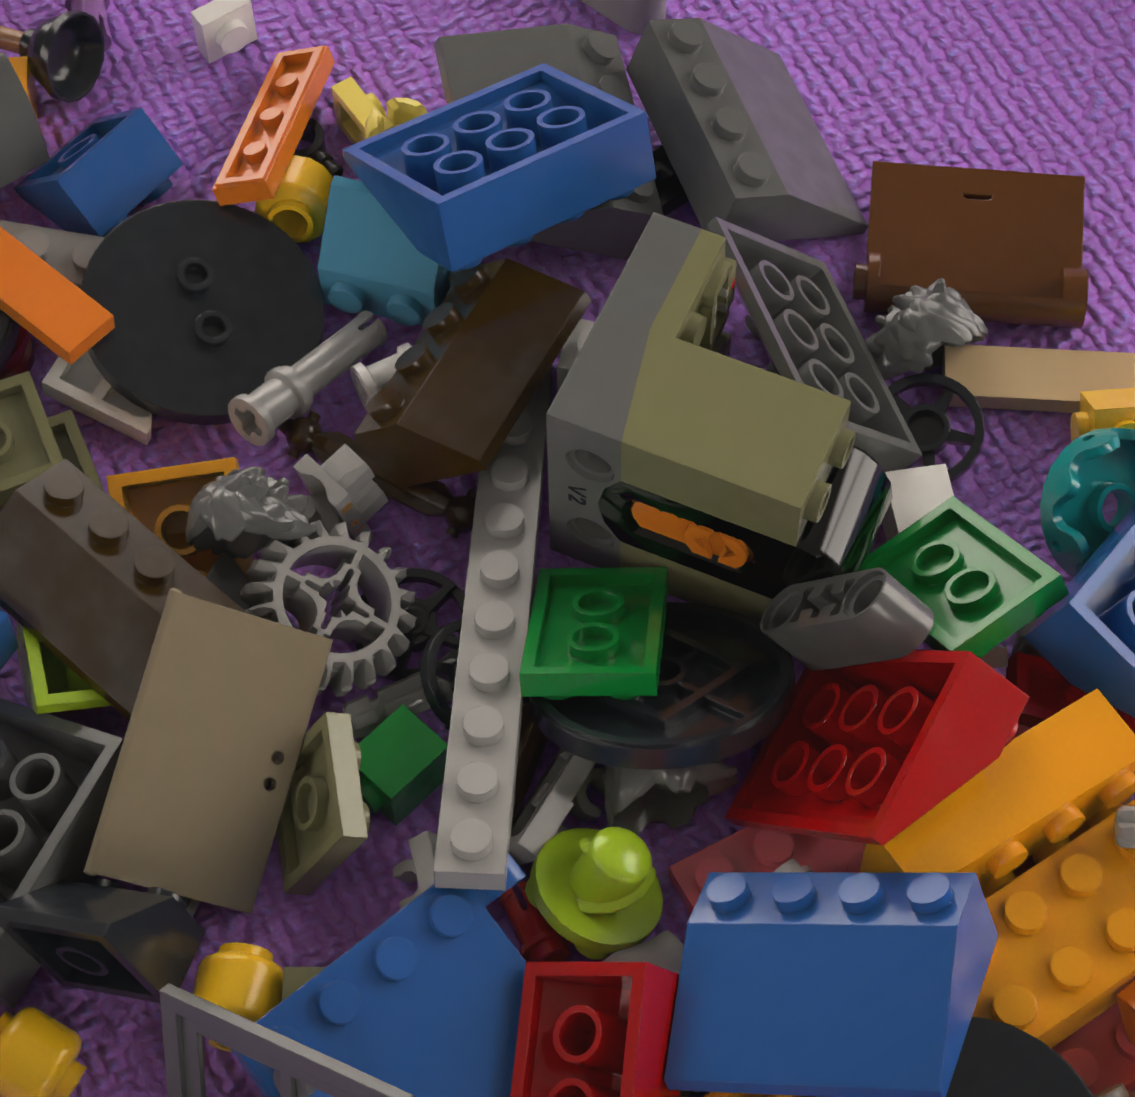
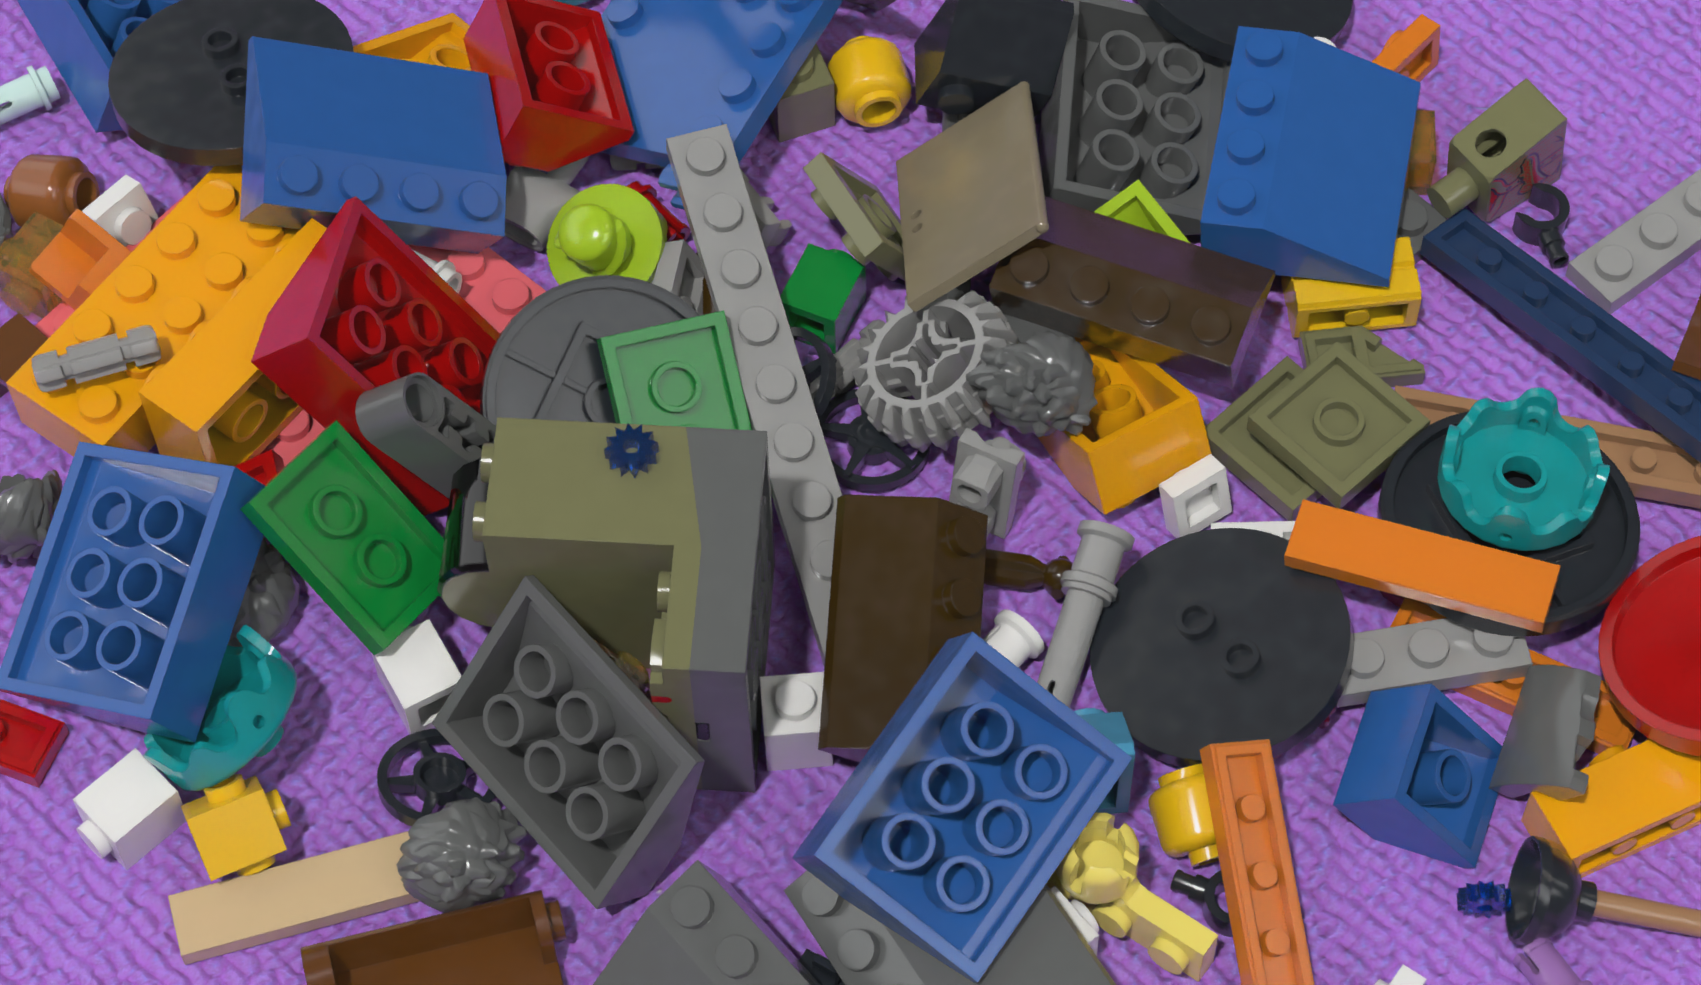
camera: 160 degrees right, 0 degrees up
(106, 81) = (1484, 899): none -> clear blue piece
(149, 449) = (1195, 497): none -> white plate
(683, 437) = (627, 439): none -> clear blue piece

